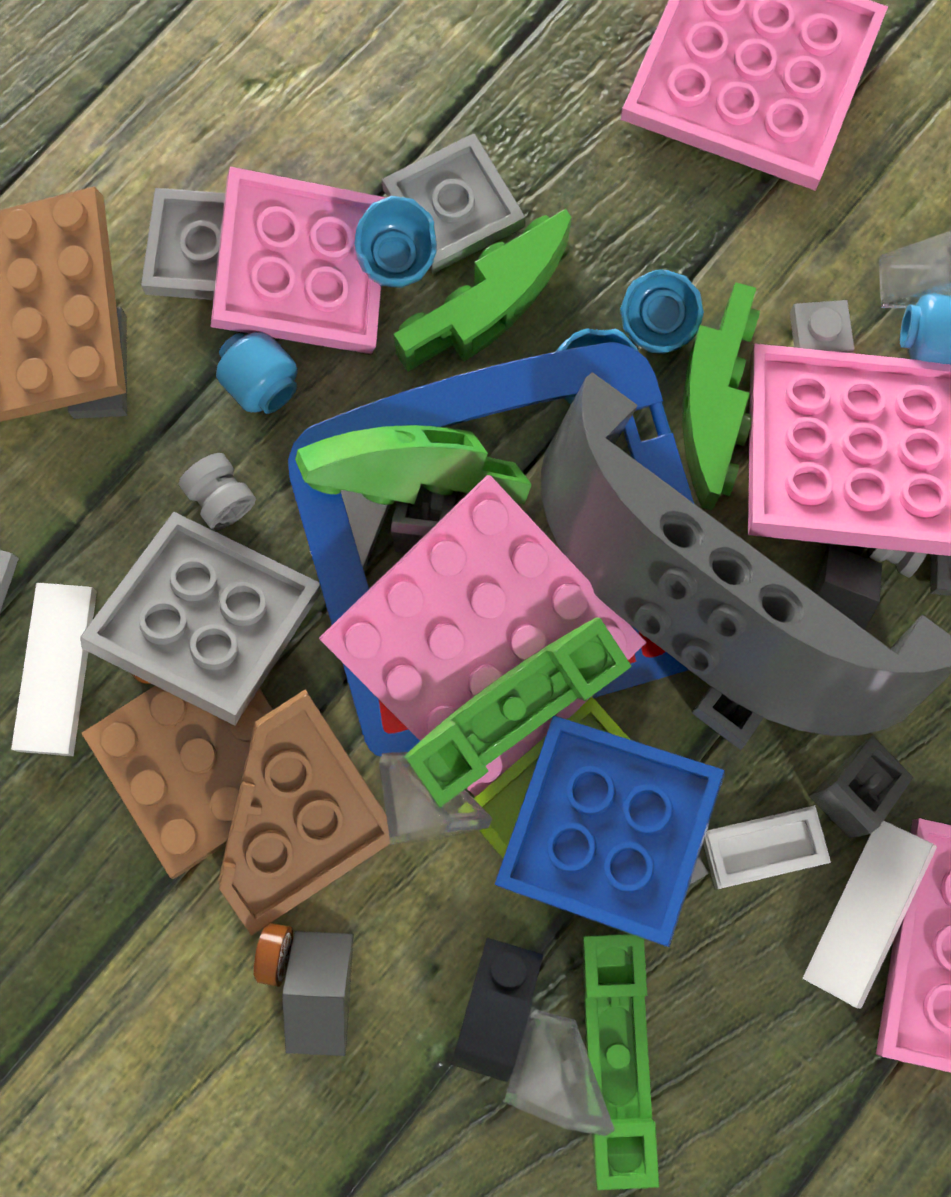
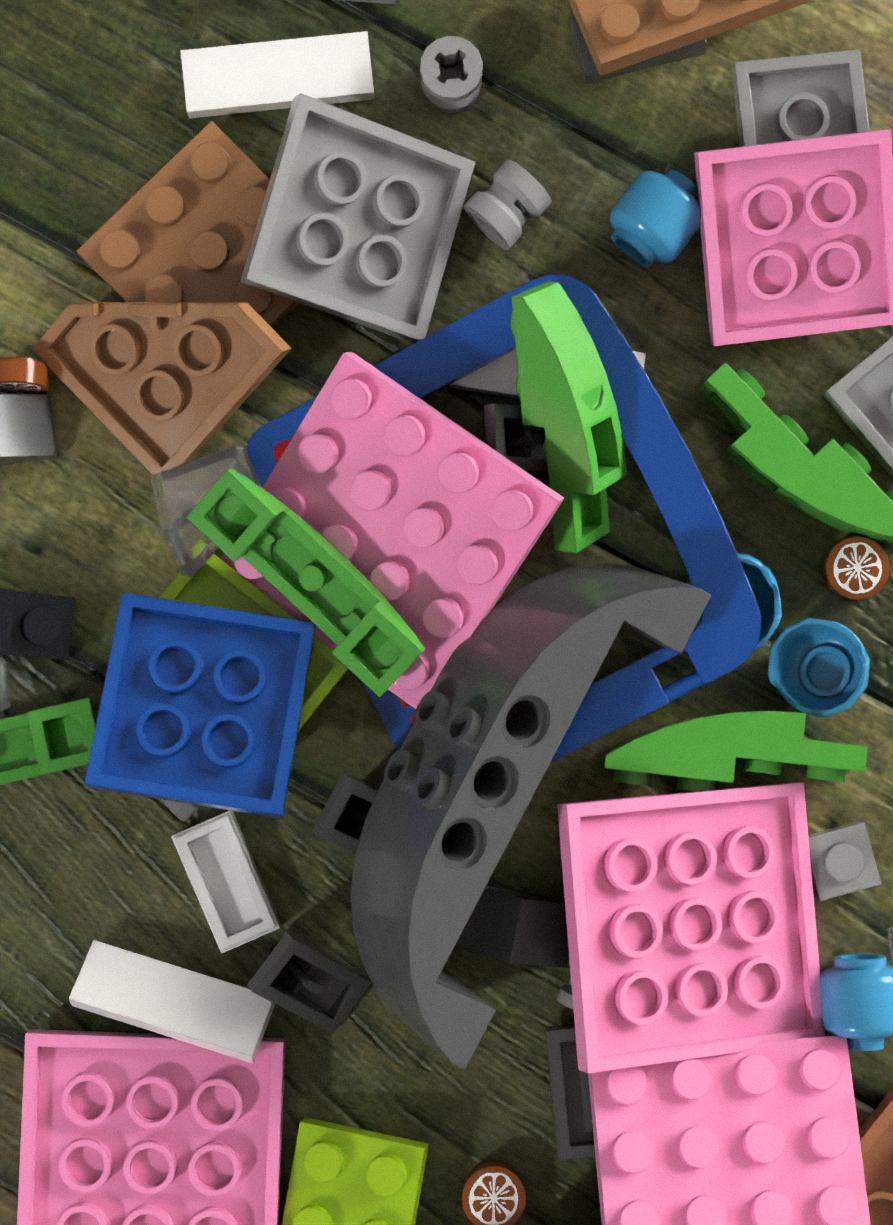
camera: 75 degrees right, 10 degrees up
(101, 528) = (447, 87): none -> light grey wheel
(395, 242) = (836, 341): dark azure hair -> none
(582, 274) = (855, 568): none -> dark orange tile

